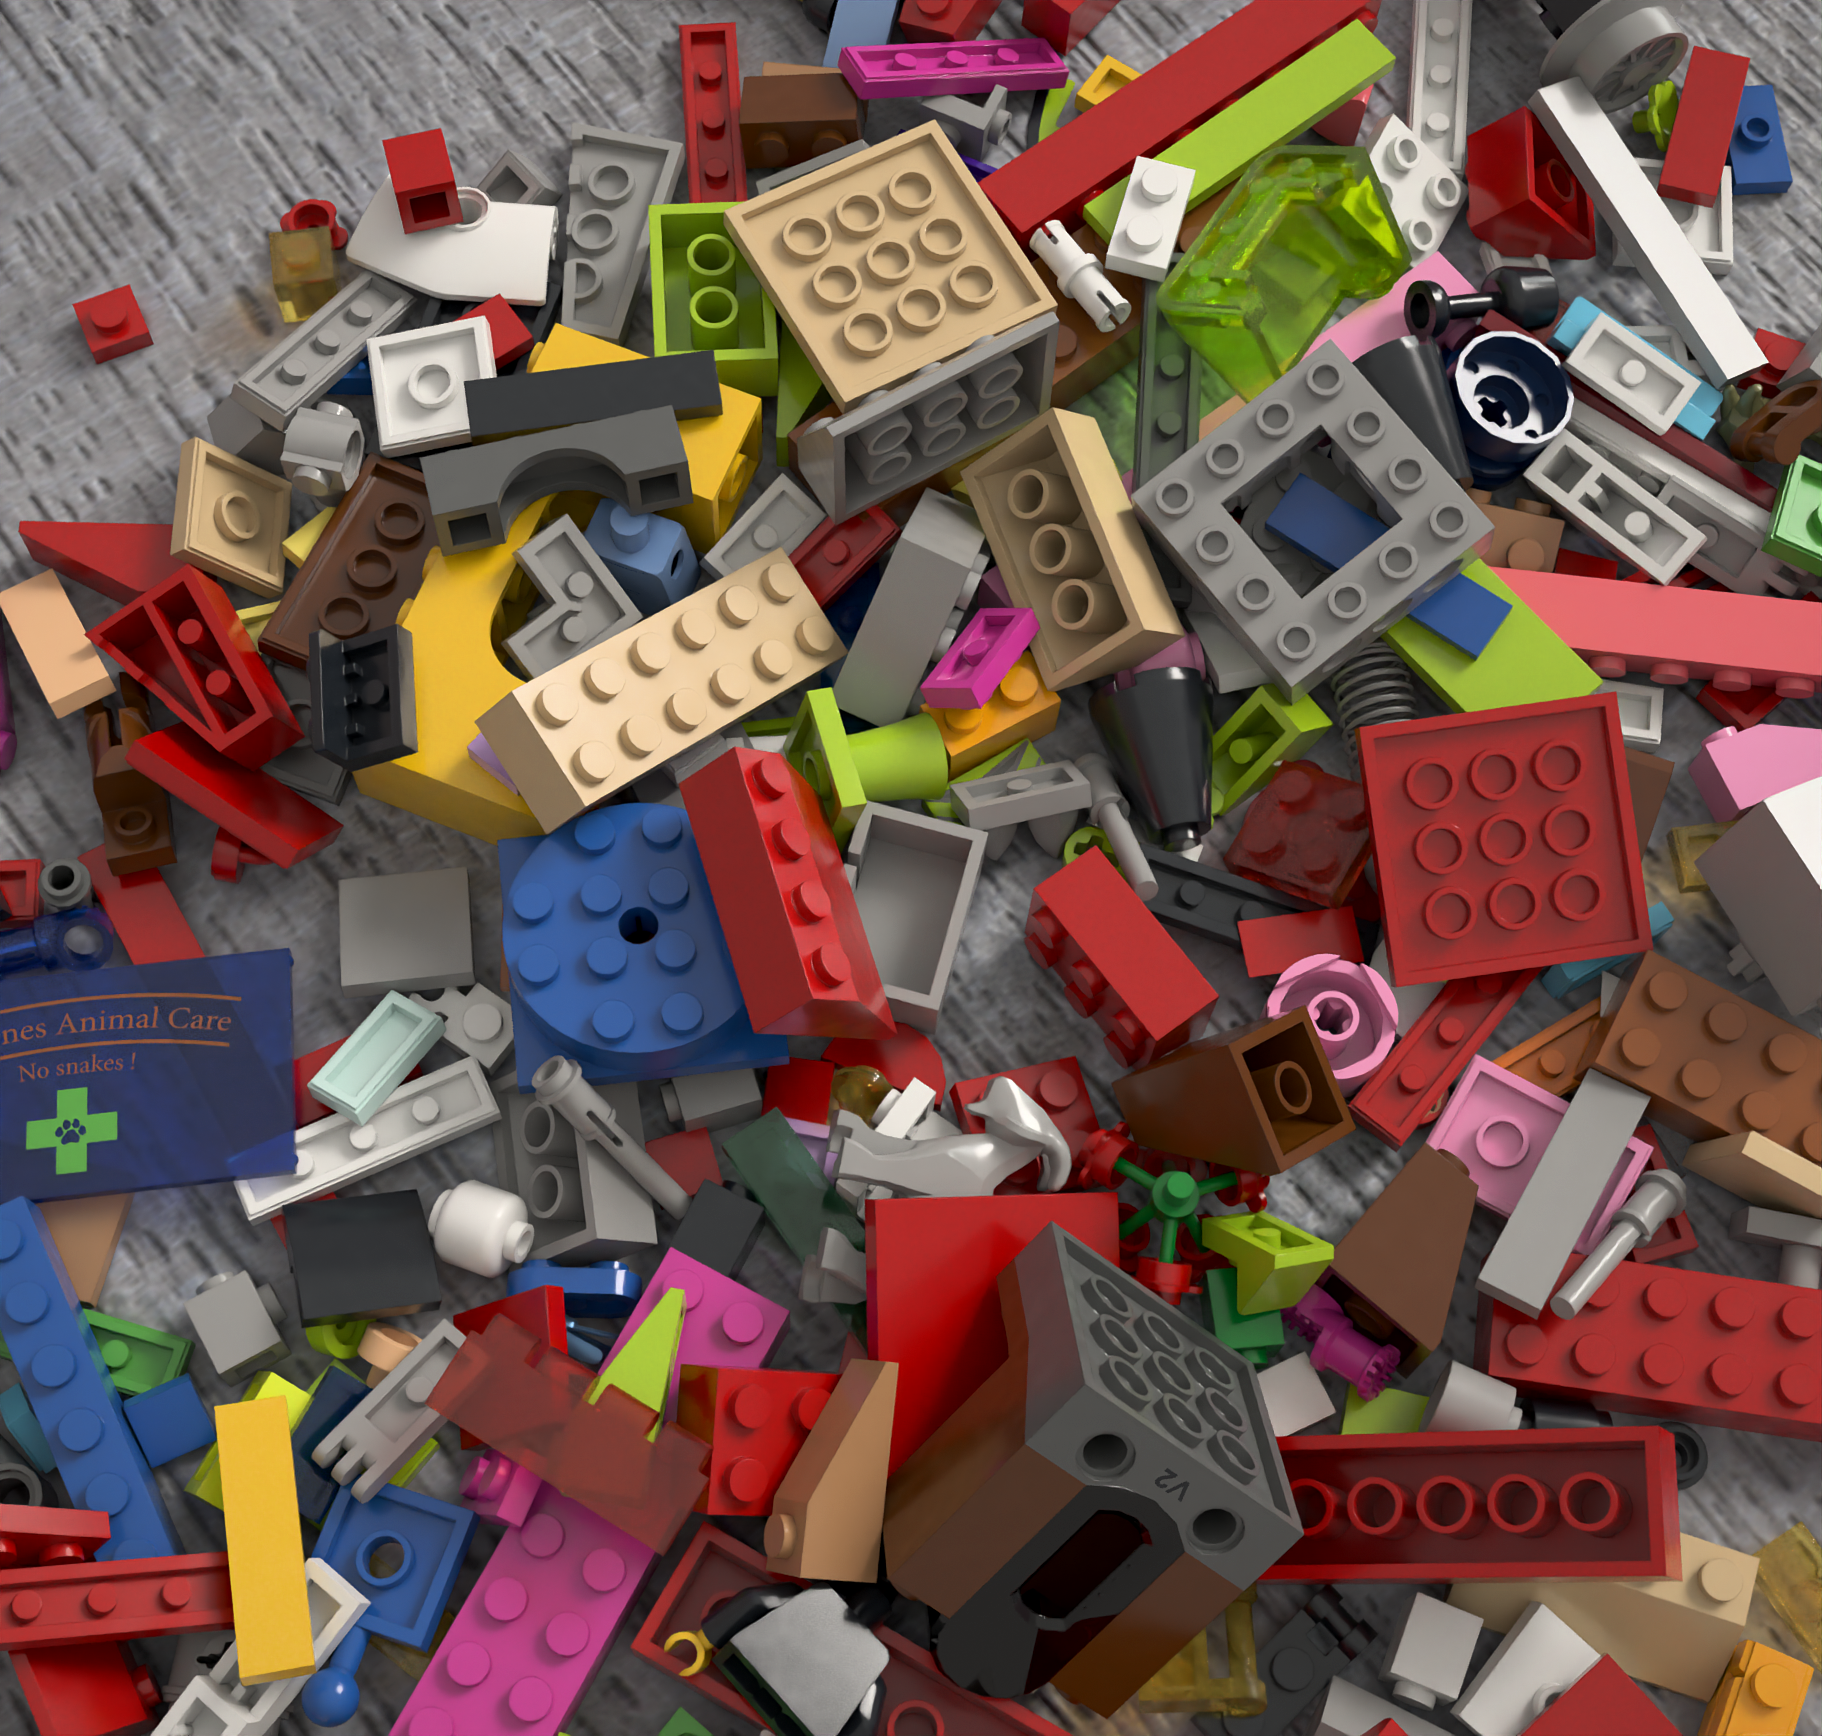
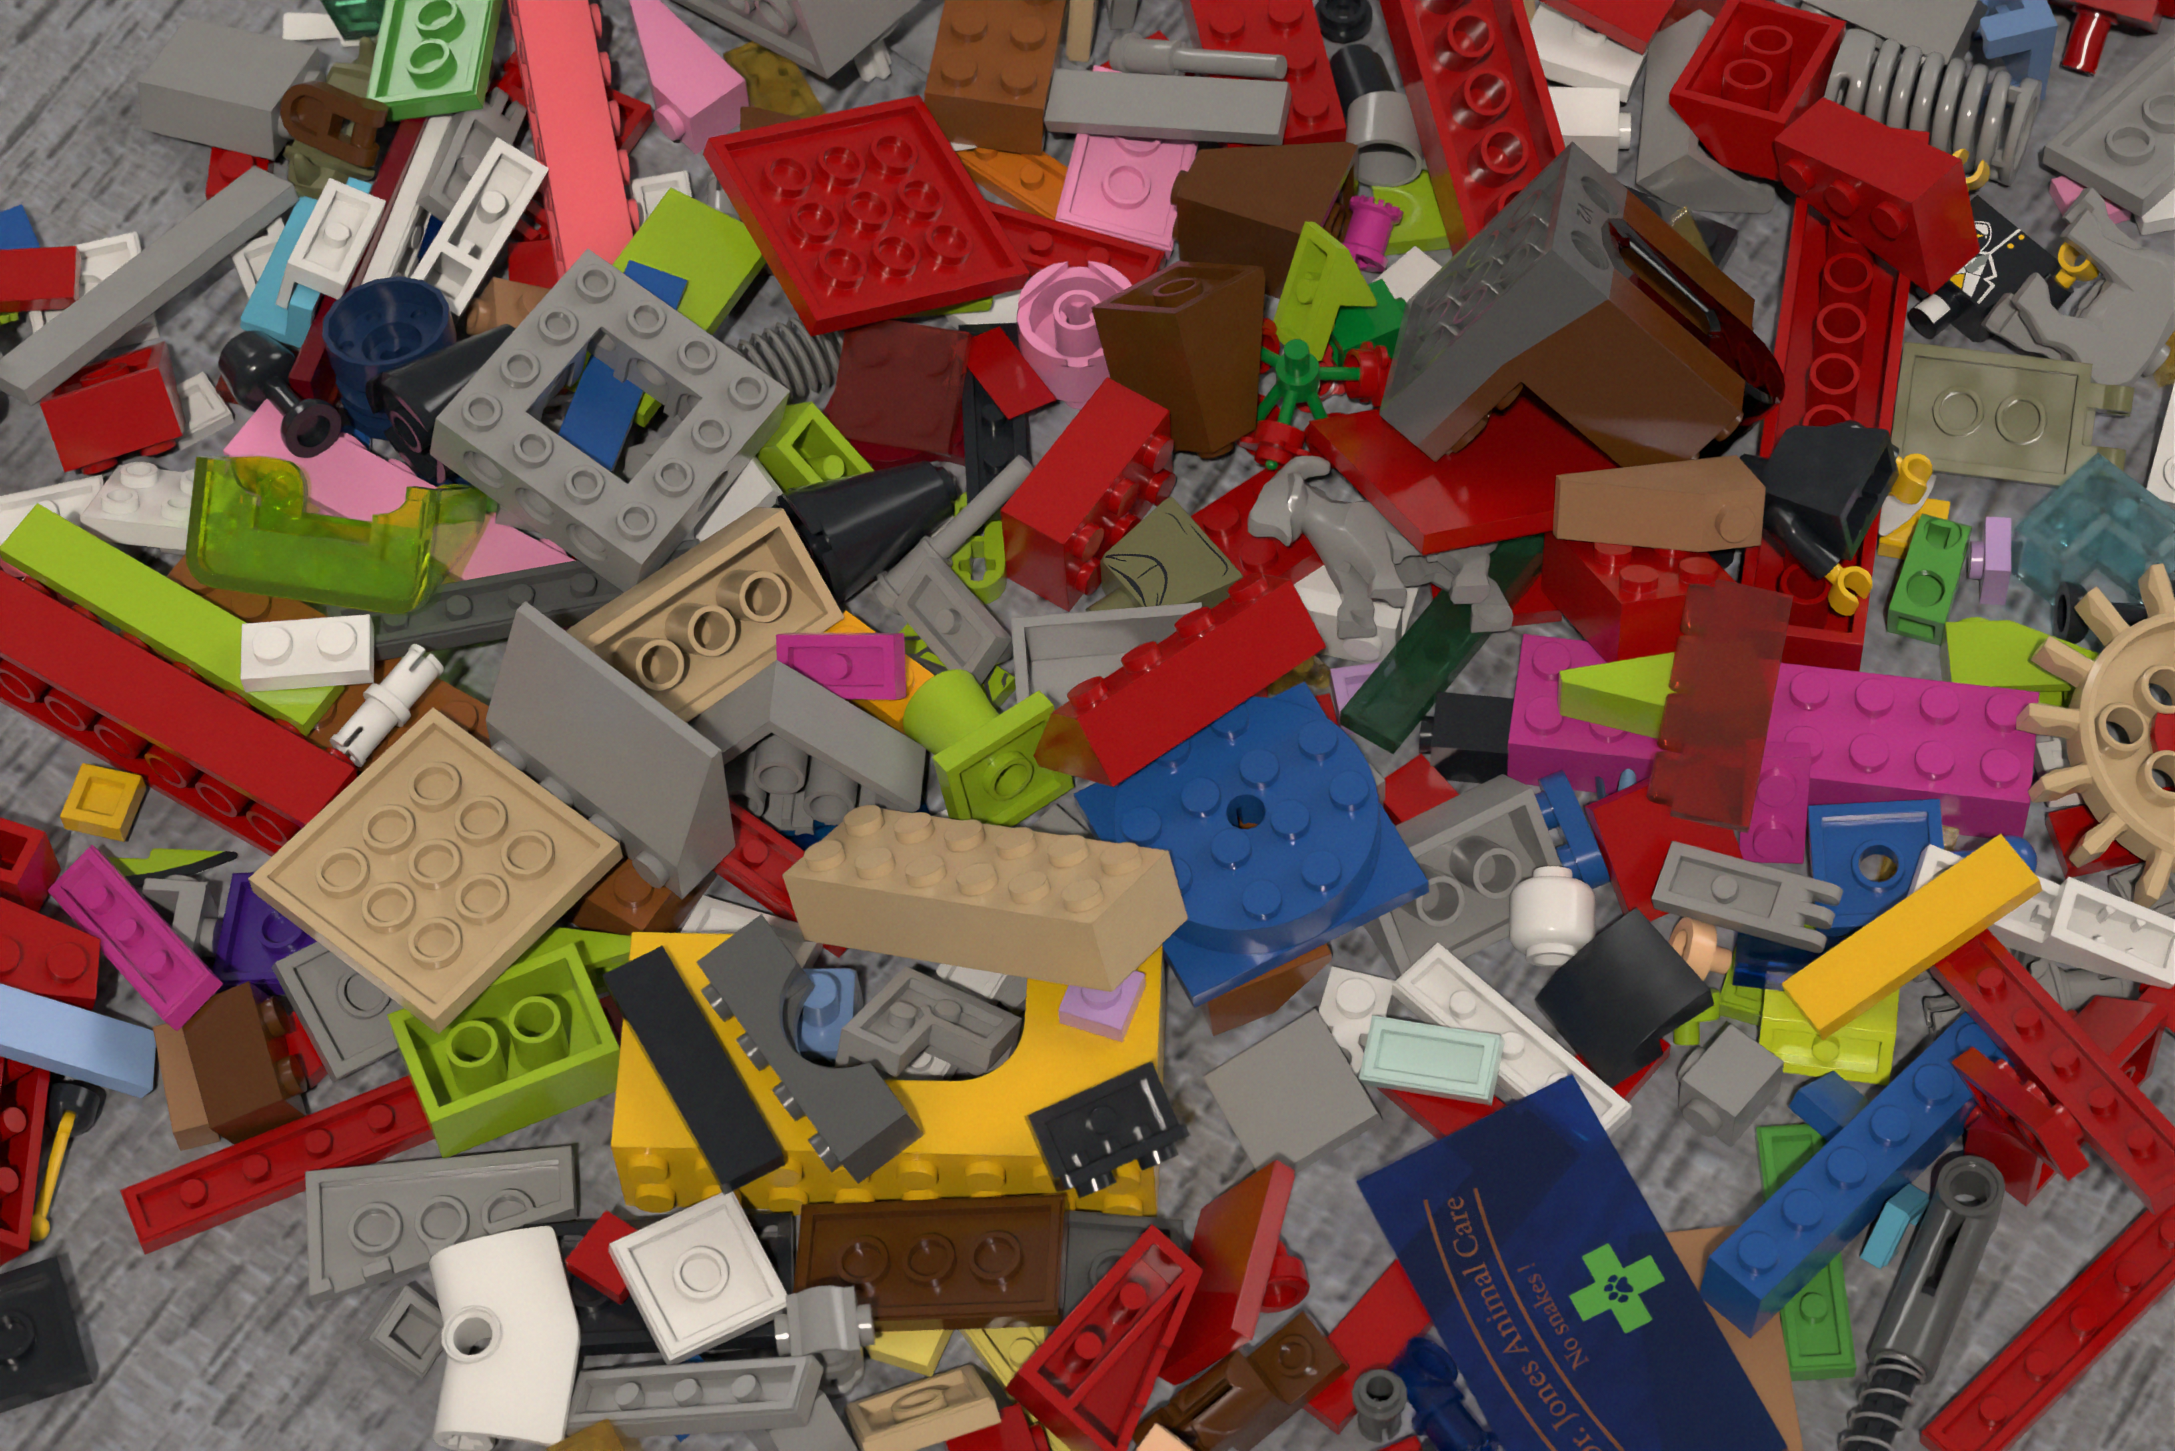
camera: 100 degrees left, 10 degrees down
(423, 180) = (463, 1363): red brick -> none
(562, 1086) = (1420, 829): light grey pin -> none
(1011, 1010) = (1165, 563): none -> olive torso

